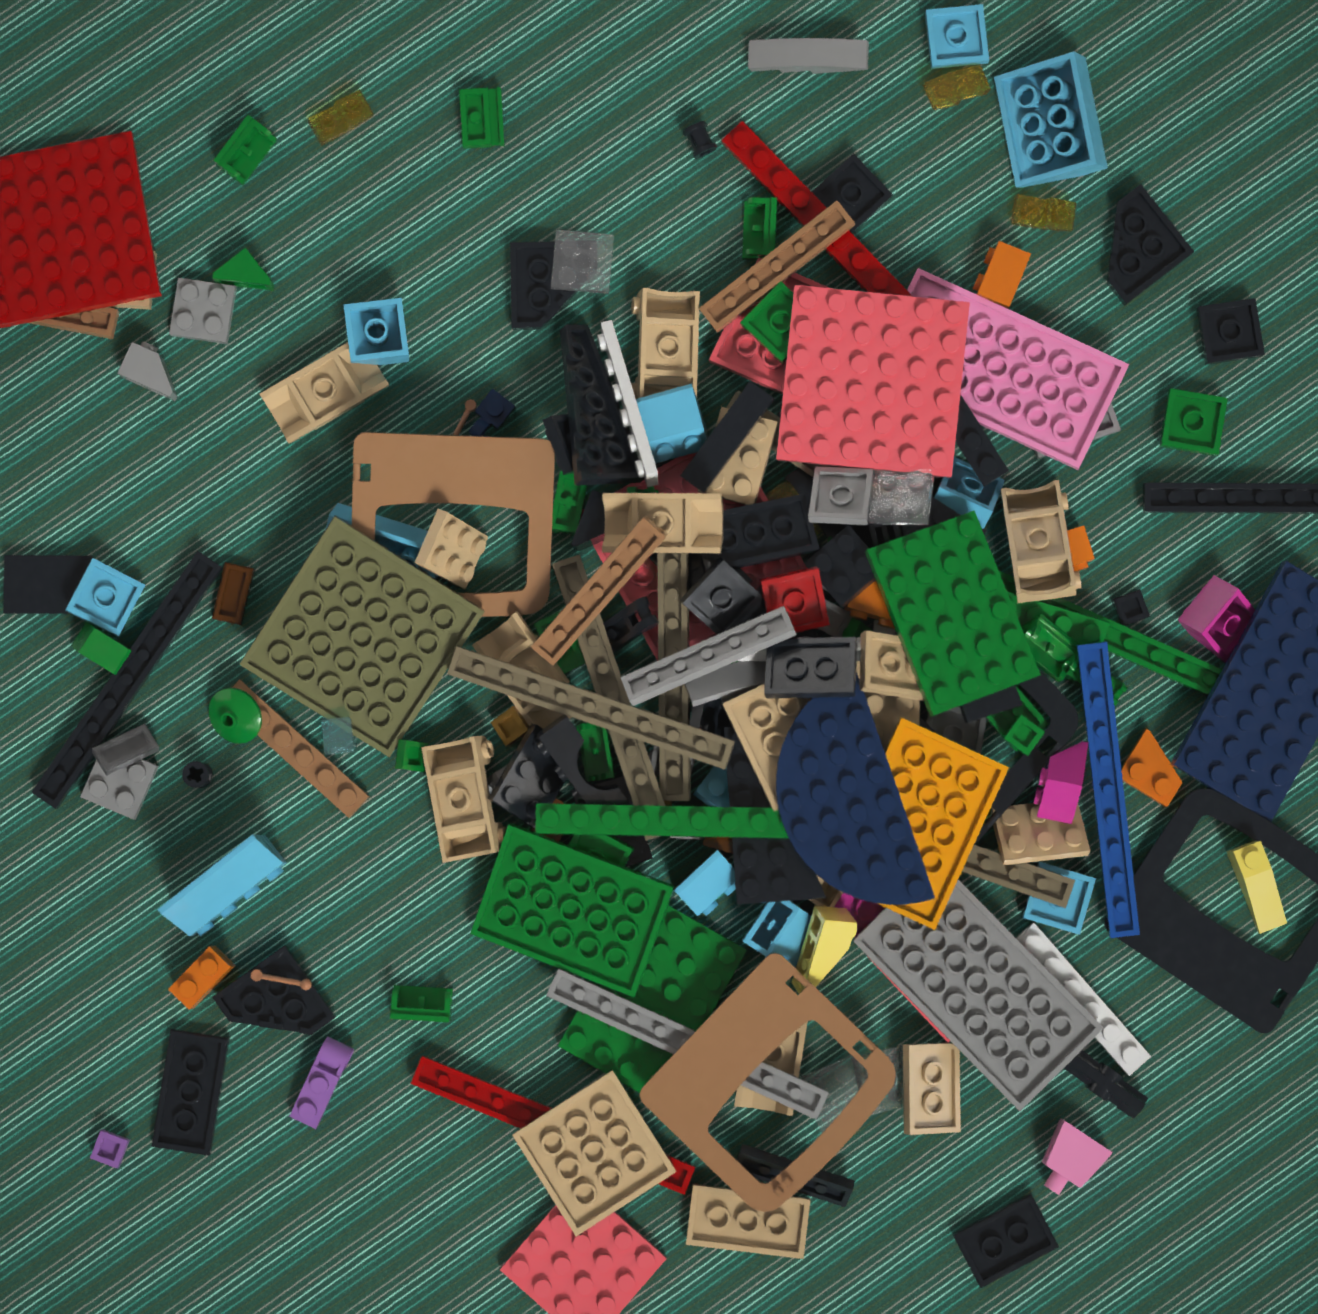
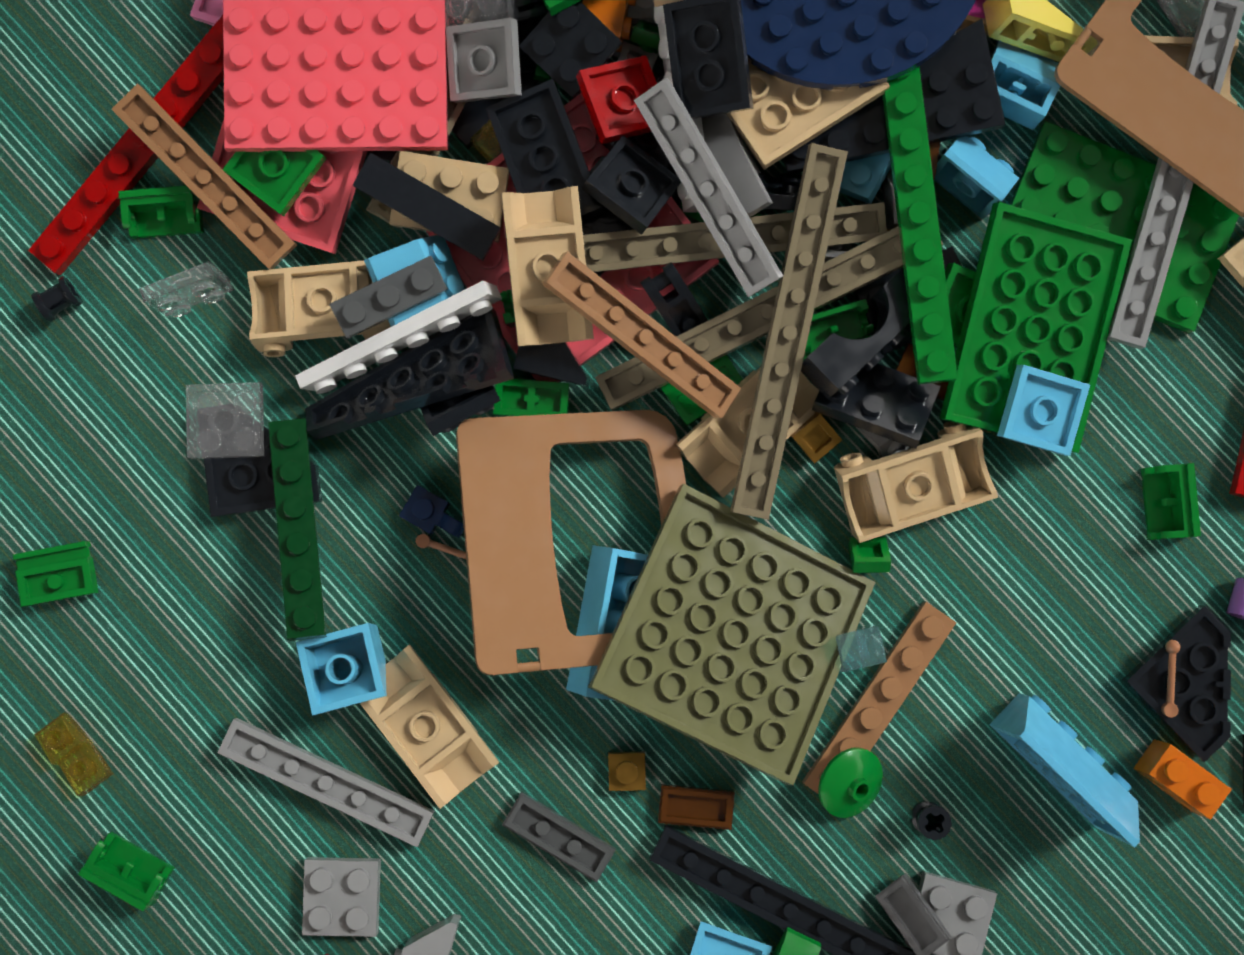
camera: 100 degrees left, 0 degrees up
(225, 483) = (559, 836): none -> dark grey tile
(243, 272) = (286, 851): green slope -> none
(268, 543) = (626, 771): none -> pearl gold plate
(292, 309) = (326, 782): none -> light grey plate
(451, 549) = (609, 535): tan plate -> none
(489, 308) = (297, 530): none -> dark green plate
(504, 903) = (1043, 410): none -> medium azure plate
(658, 399) = (388, 297): none -> dark grey plate
(686, 234) = (186, 289): none -> clear plate
(855, 190) = (92, 101): black plate -> none

